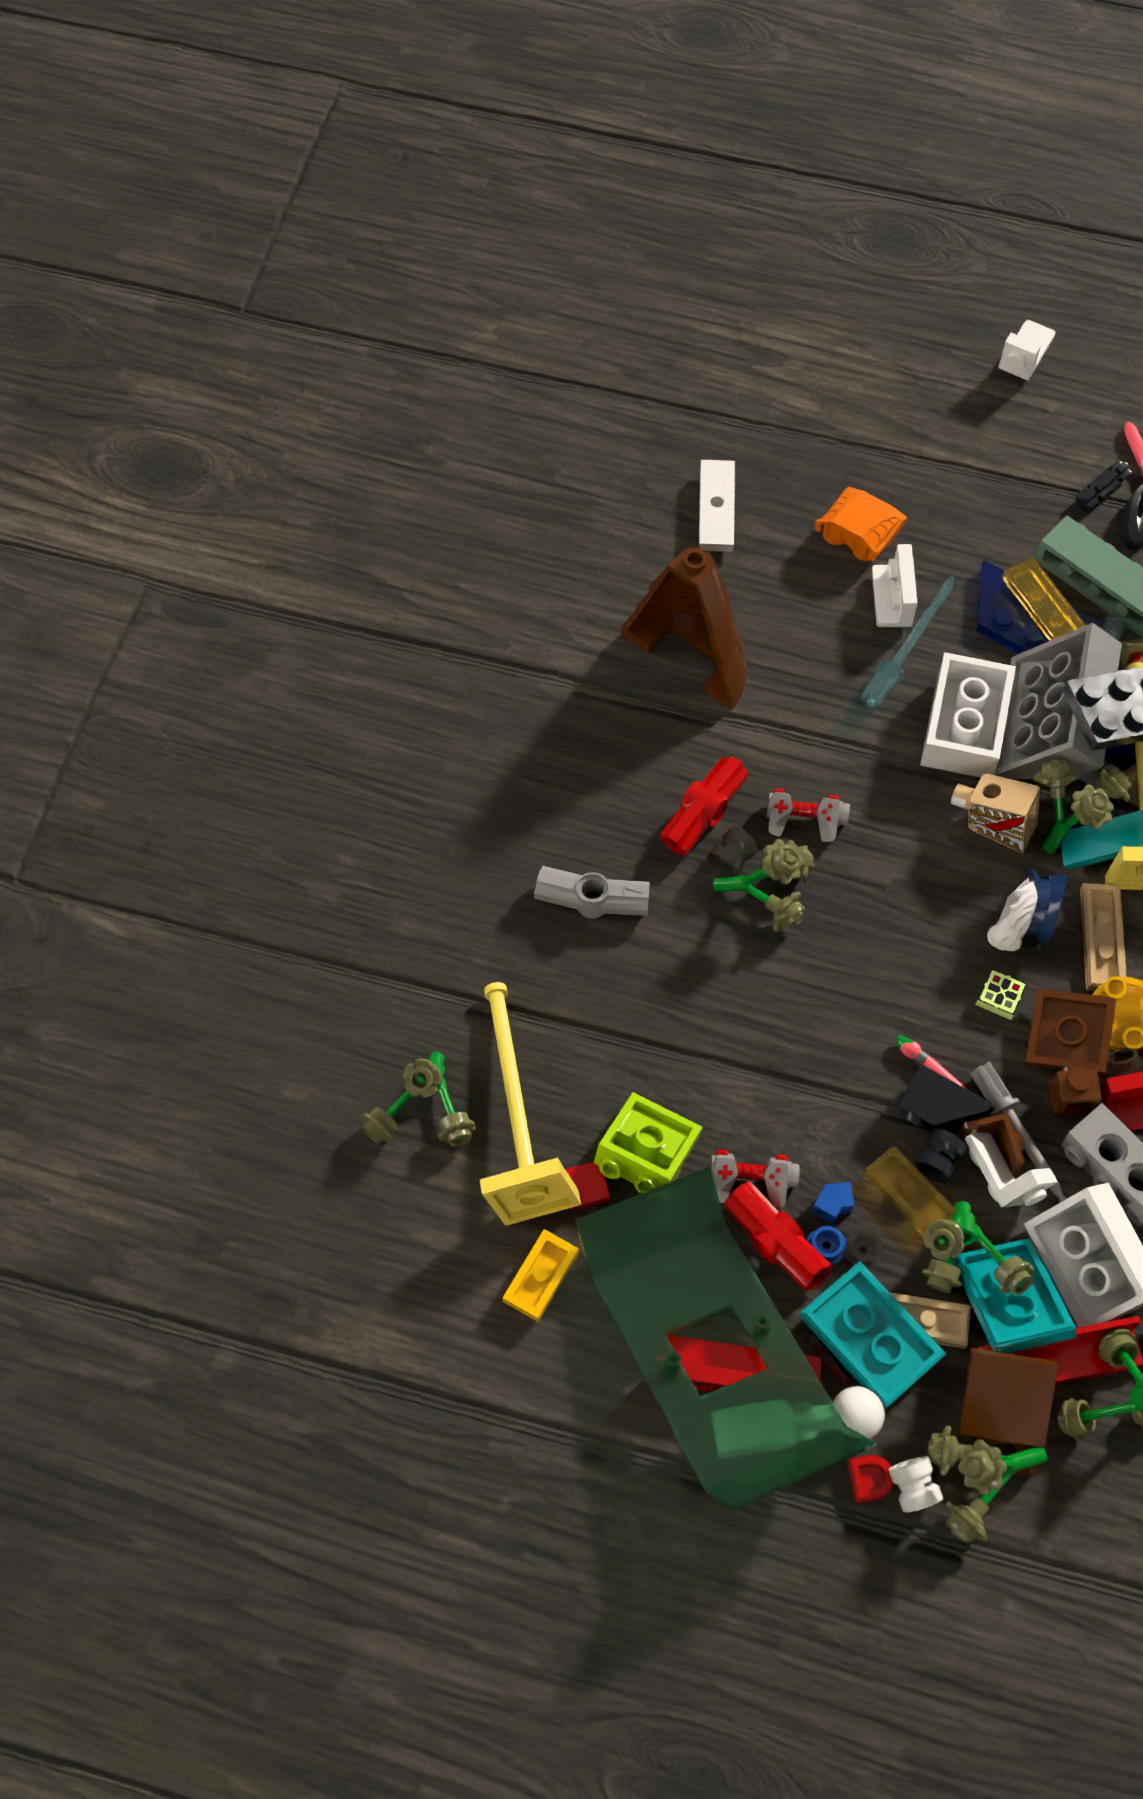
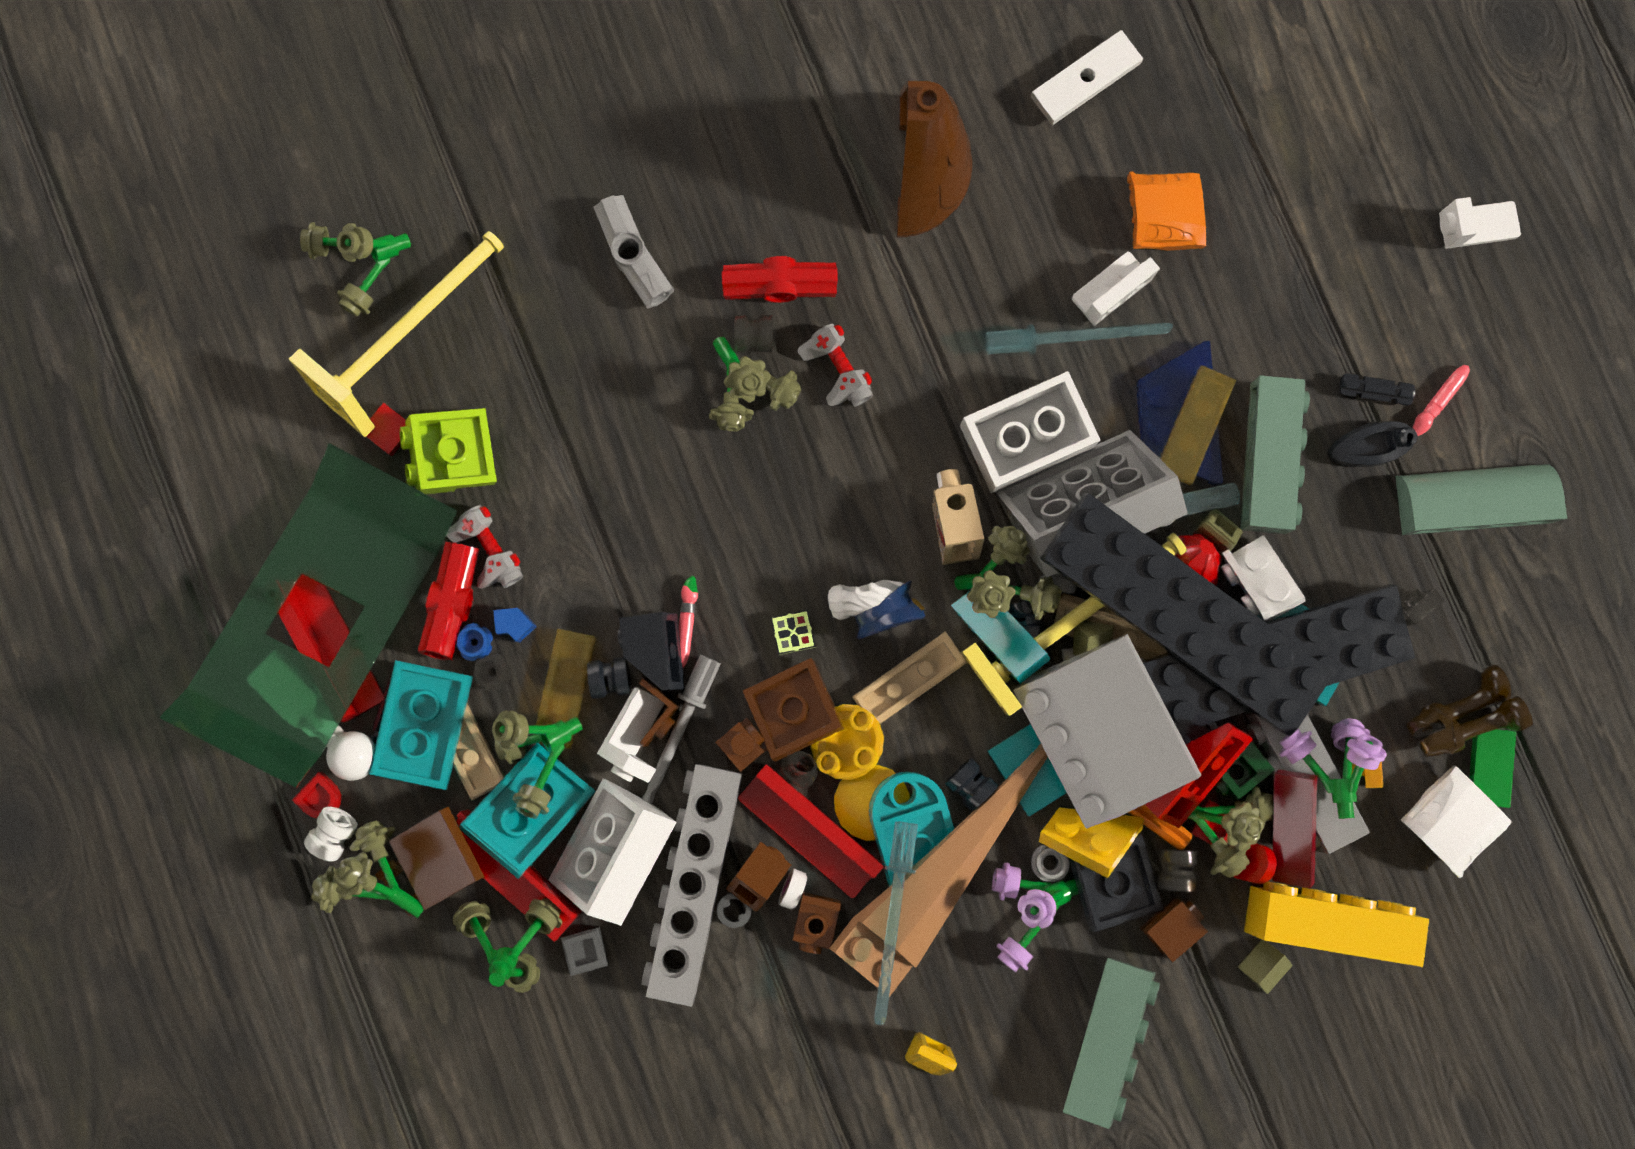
camera: 50 degrees right, 20 degrees up
(540, 1275) = (288, 449): yellow plate -> none

